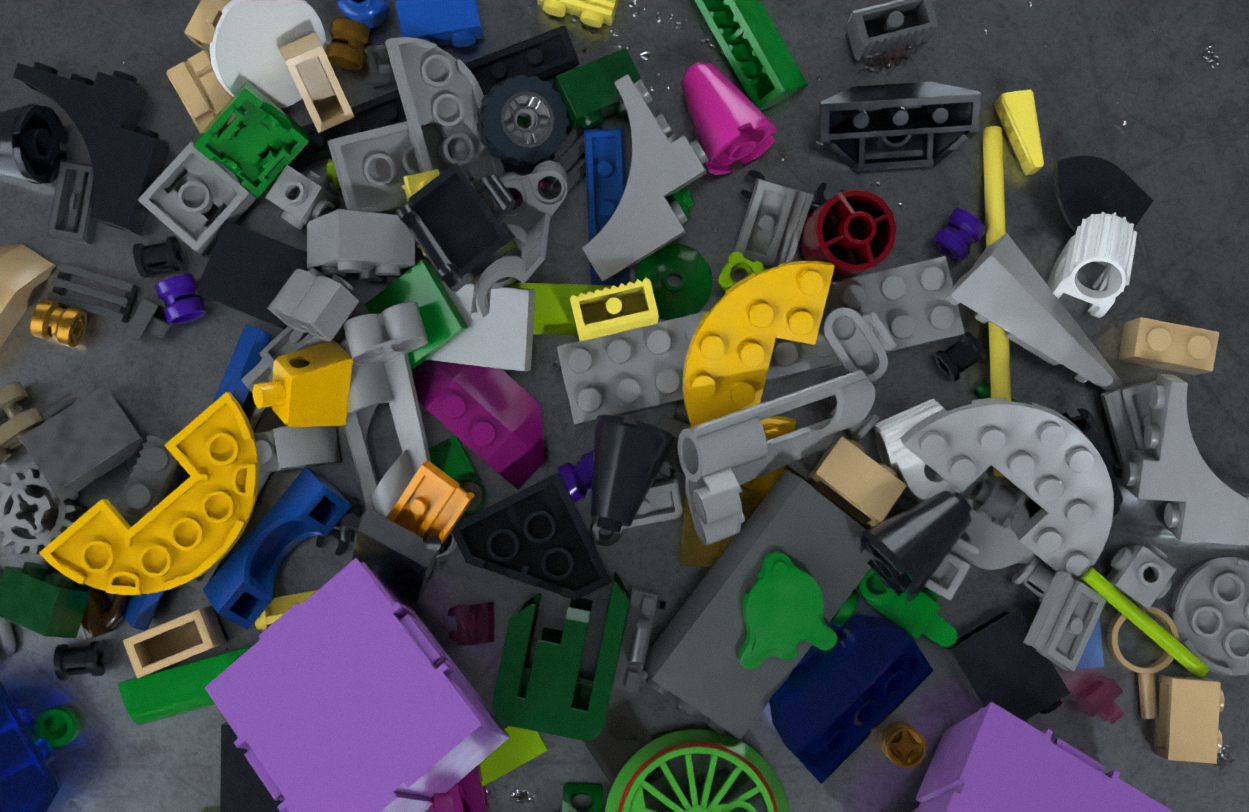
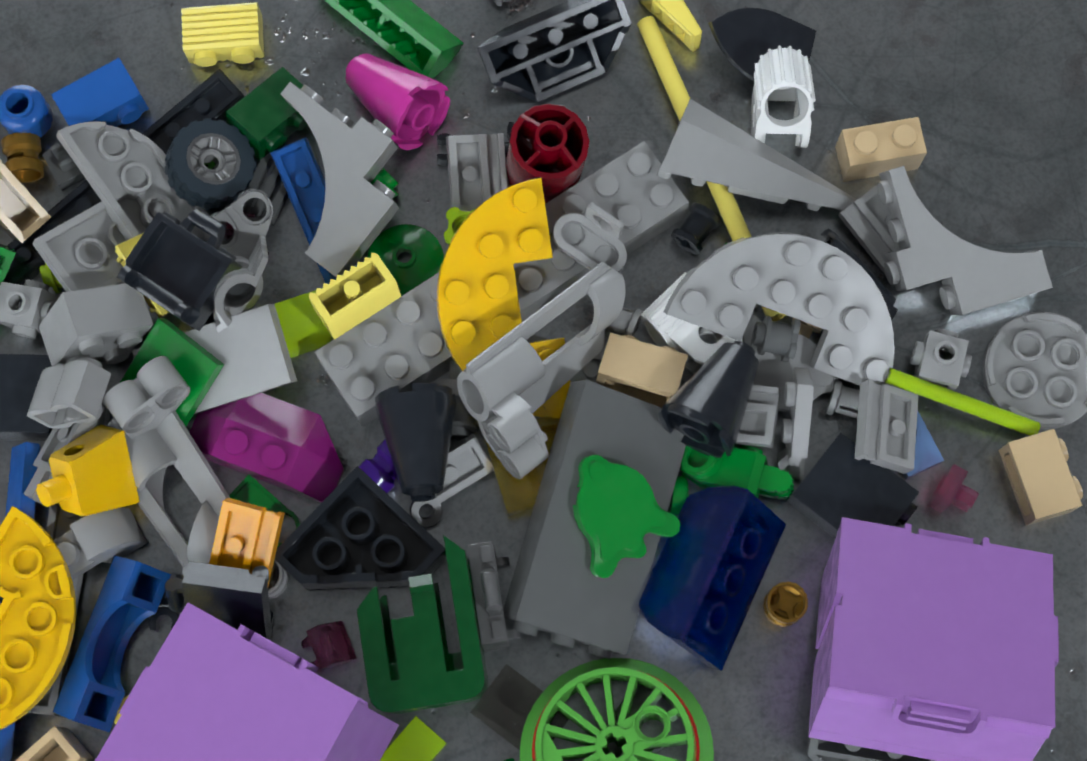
camera: 15 degrees left, 10 degrees down
(958, 235) = (651, 122): dark purple wheel -> none
(980, 590) = (796, 429): none -> light grey hinge
(1145, 674) = (986, 453): tan piece -> none

